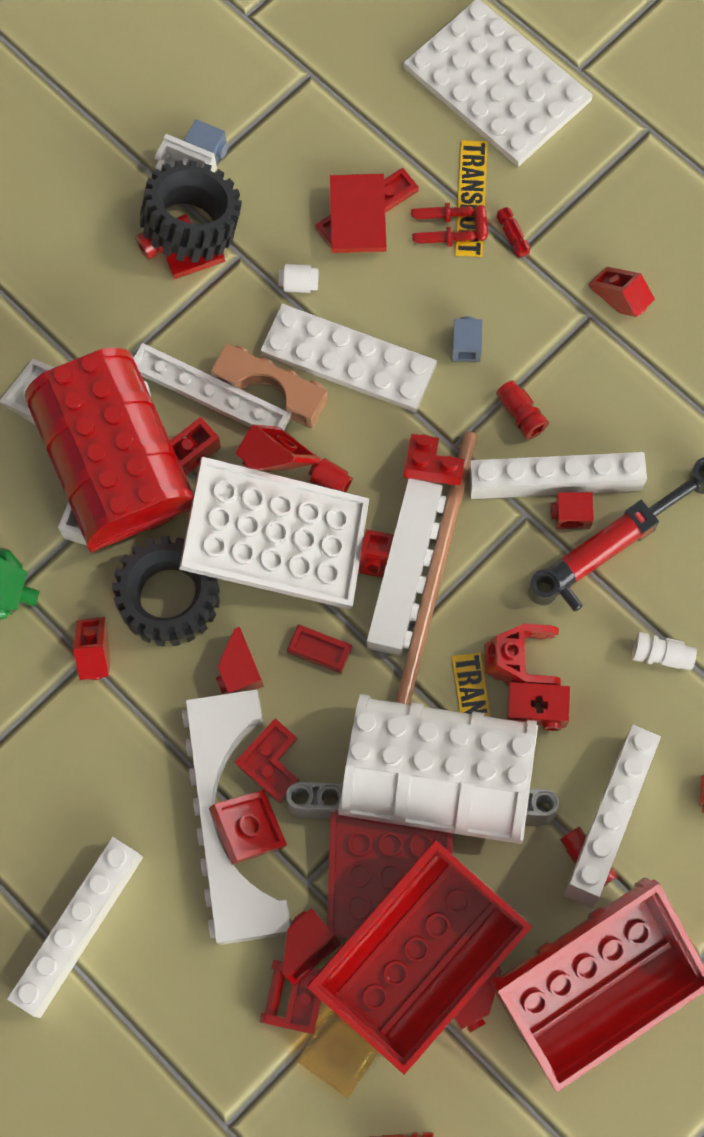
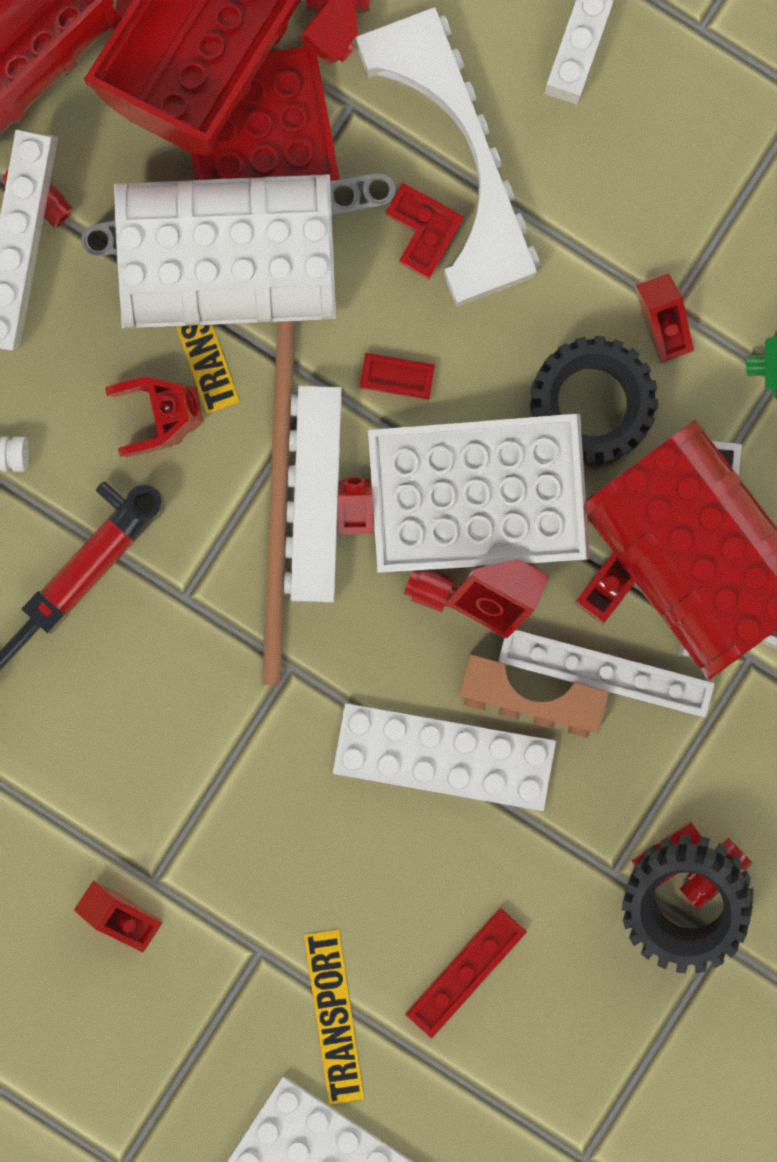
camera: 165 degrees right, 15 degrees up
(174, 149) = (718, 987): white hinge -> none
(208, 138) = (695, 1018): sand blue brick -> none
(238, 667) = (486, 329): red slope -> none
(247, 826) = (430, 144): red plate -> none
(299, 278) = (529, 849): white brick -> none
(358, 213) = (474, 955): red tile -> none
(426, 465) = (311, 622): red plate -> none
(448, 236) = (361, 985): red piece -> none
(467, 339) = (299, 809): sand blue brick -> none
(513, 232) = (270, 975): red axle -> none
(521, 408) = (216, 730): red axle -> none
(552, 698) = (109, 369): red brick -> none
(557, 474) = (154, 648): white brick -> none
(573, 510) = (128, 607): red brick -> none

